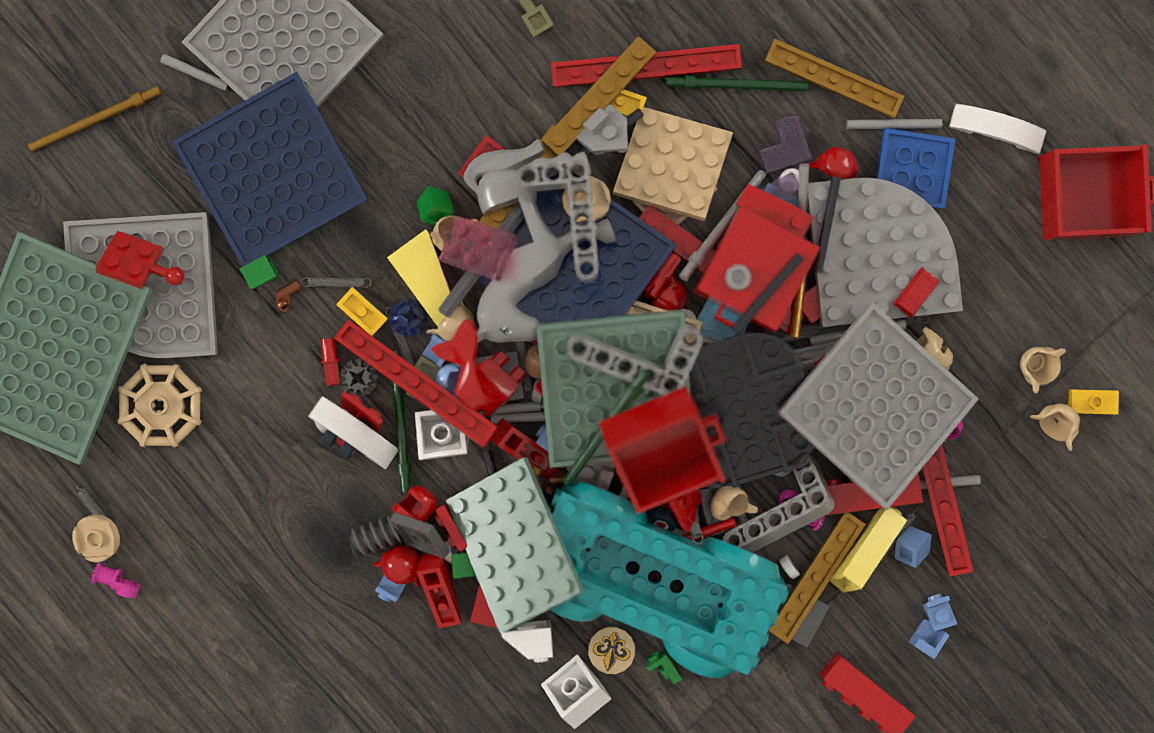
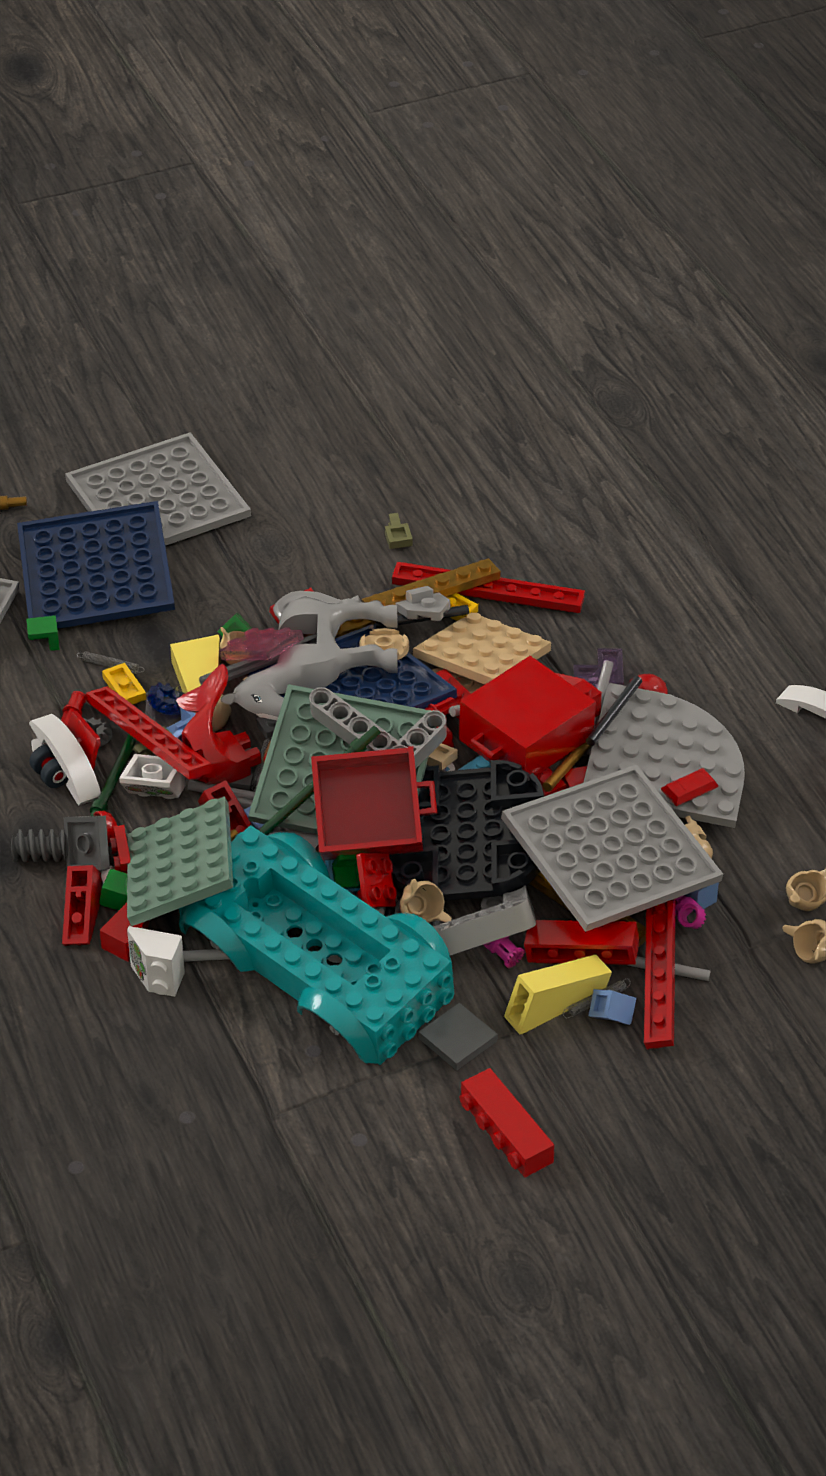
camera: 15 degrees right, 45 degrees down
(194, 72) = (61, 497): light grey bar -> none
(284, 295) = (57, 657): copper arm -> none
(388, 590) = (36, 893): medium blue bracket -> none
(400, 565) = (51, 874): red hair -> none
(575, 692) = (182, 1032): white slope -> none
(577, 209) = (375, 612): light grey beam -> none
(611, 650) = (237, 1010): tan tile -> none
(668, 668) = (287, 1029): green bracket -> none
(691, 82) = (526, 609): dark green bar -> none
(738, 277) = (503, 699): light grey tile -> none
(767, 293) = (527, 716): black bar -> none
(789, 567) = (466, 987): white tile -> none
(816, 576) = (475, 1004): pearl gold plate -> none
(834, 79) = (670, 637): pearl gold plate -> none
(894, 124) = (719, 684): light grey bar -> none
(917, 163) = (737, 711): blue plate -> none
(927, 640) = (598, 1096): medium blue panel -> none
(939, 612) = (620, 1069): medium blue bracket -> none

